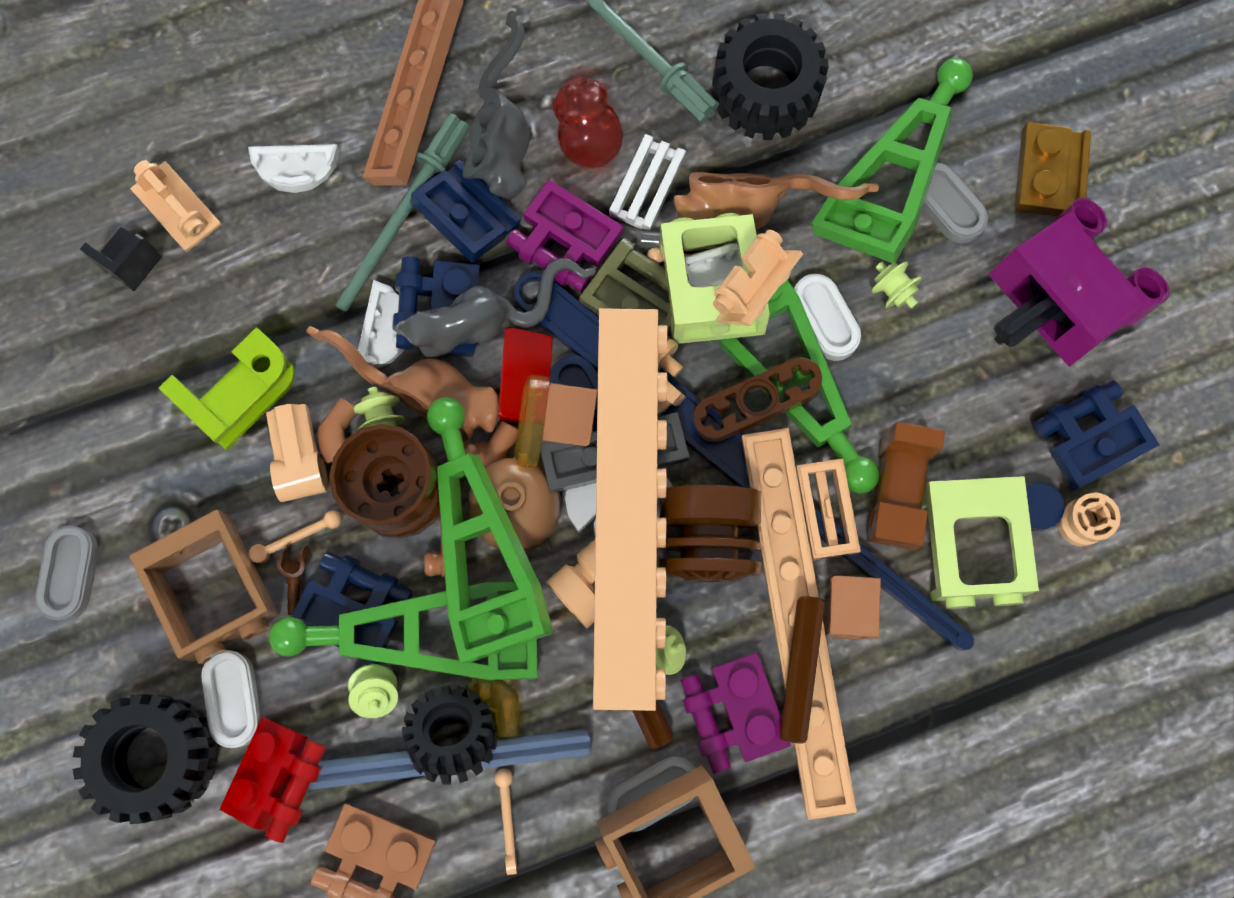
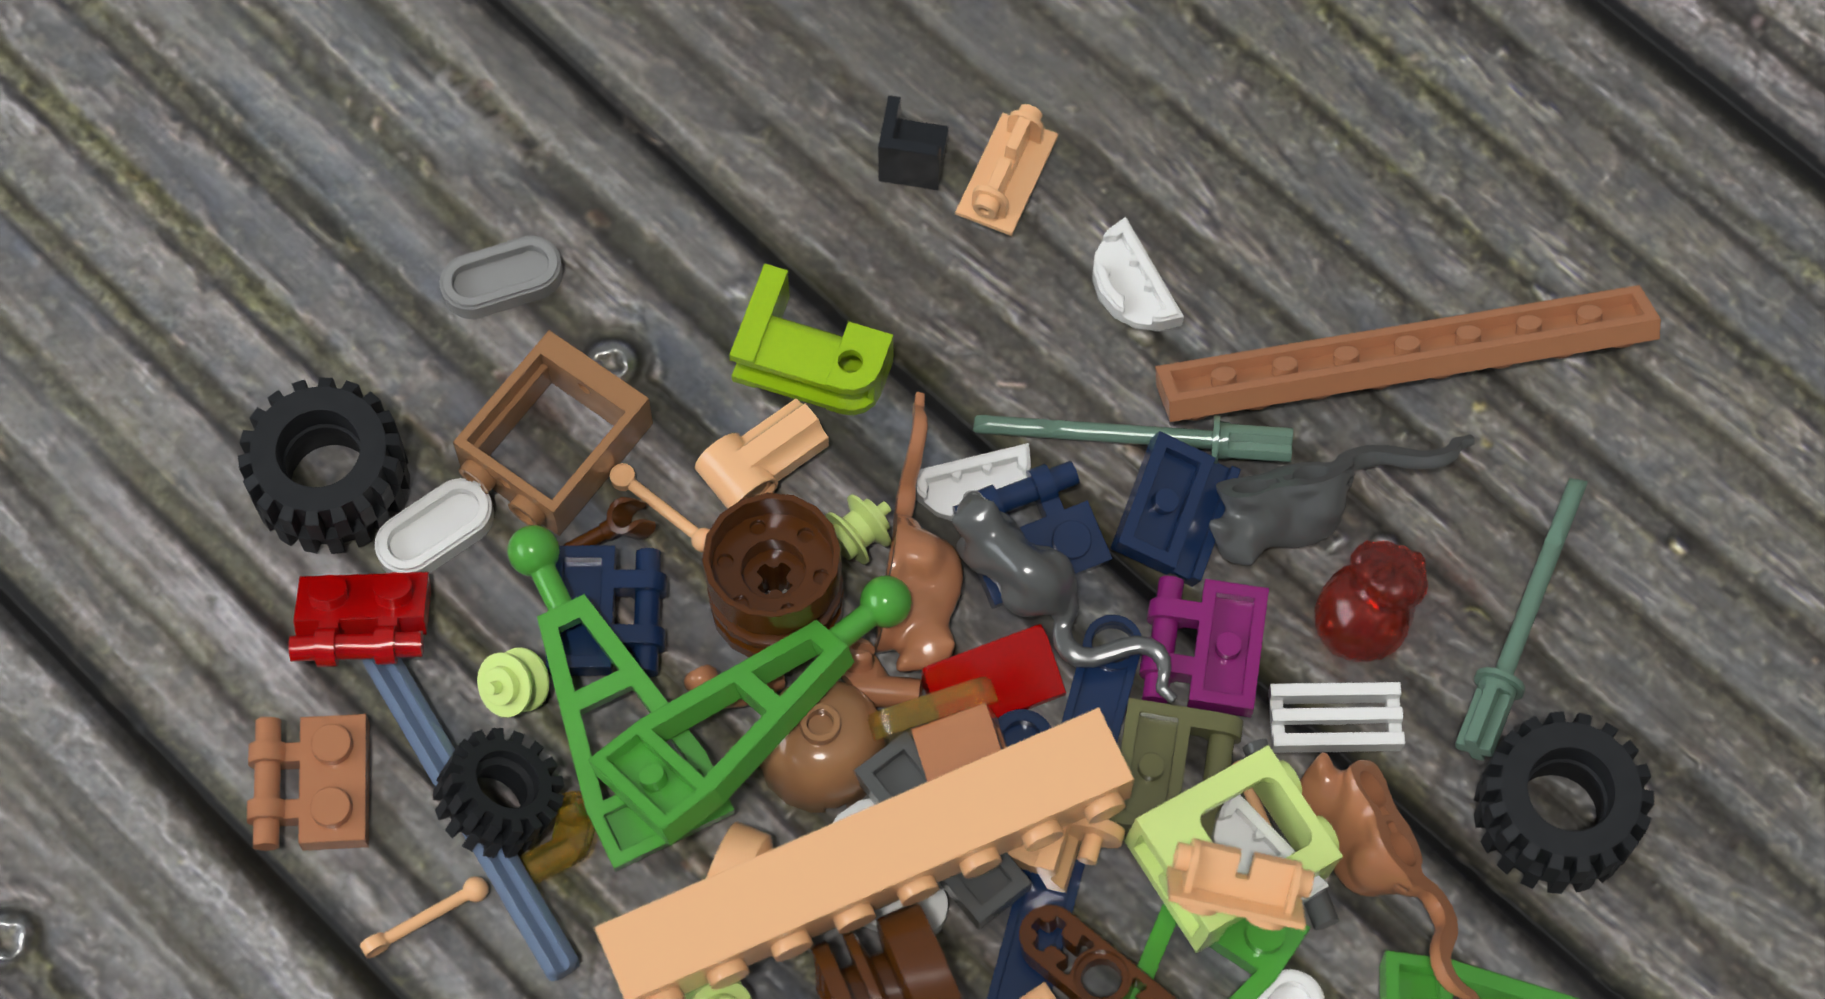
camera: 65 degrees right, 10 degrees down
(332, 429) = (819, 485): nougat arm -> none

